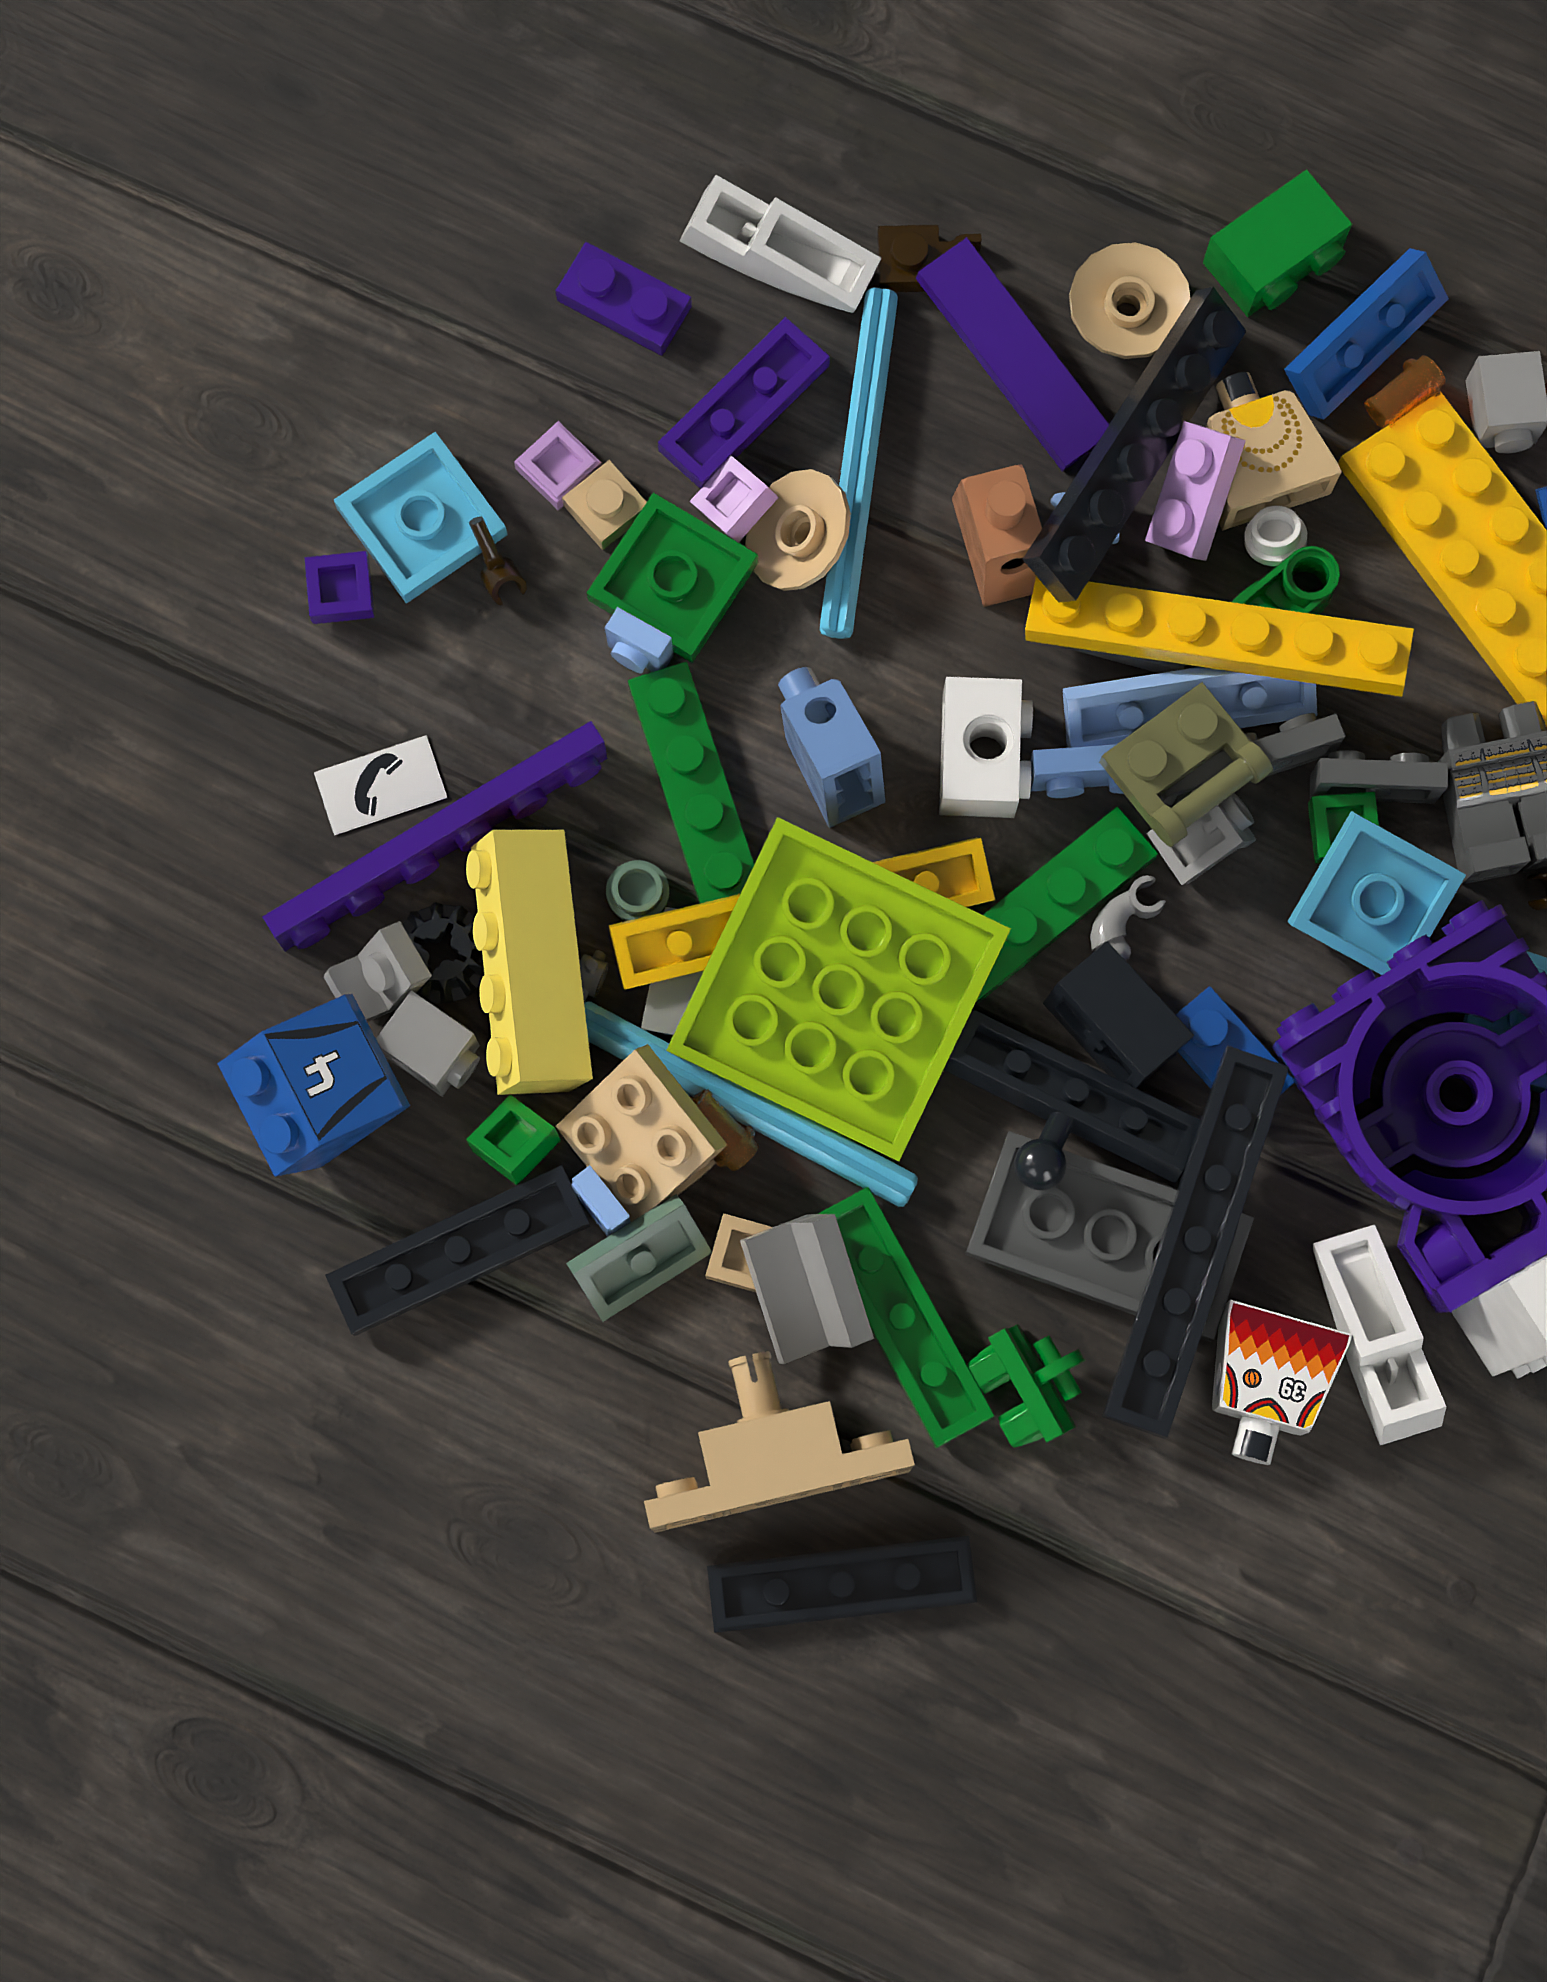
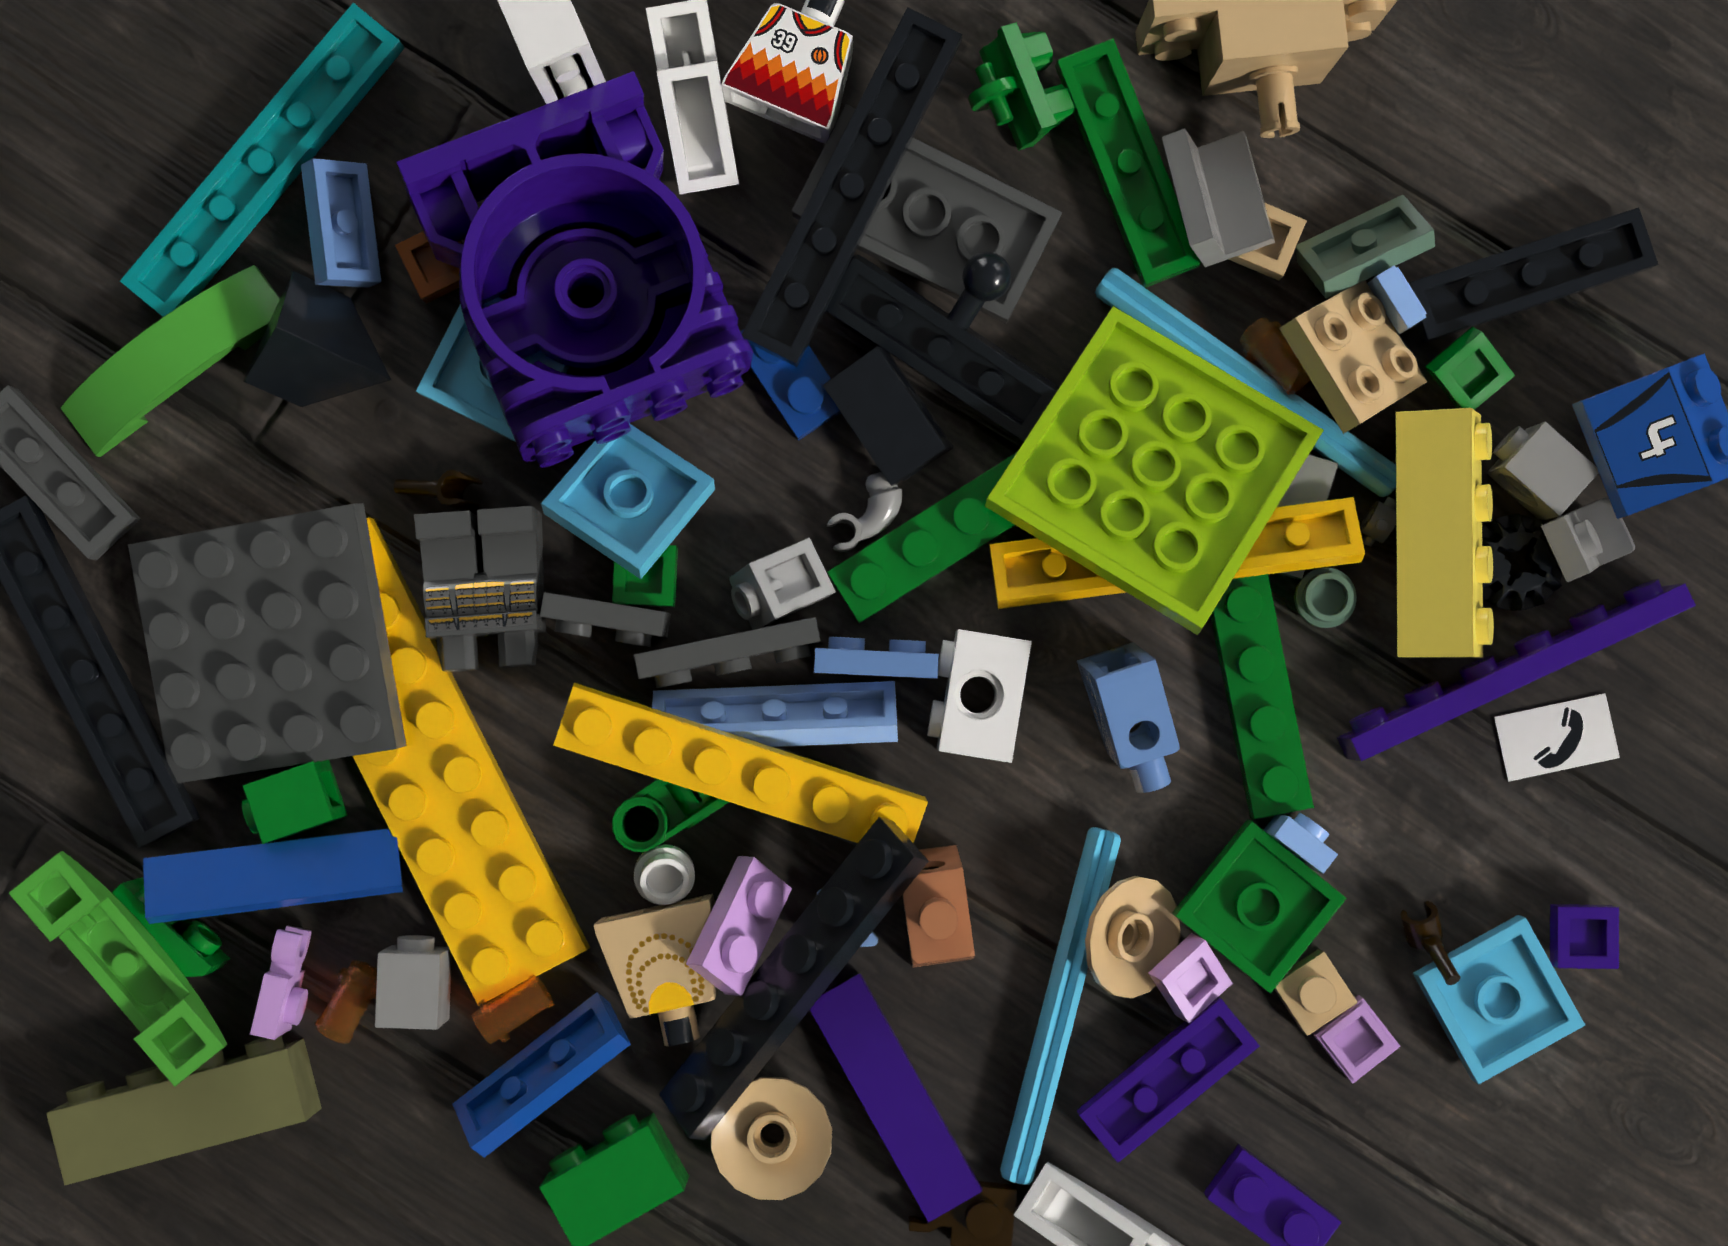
camera: 175 degrees left, 10 degrees up
(1171, 749) = (804, 659): olive plate -> none

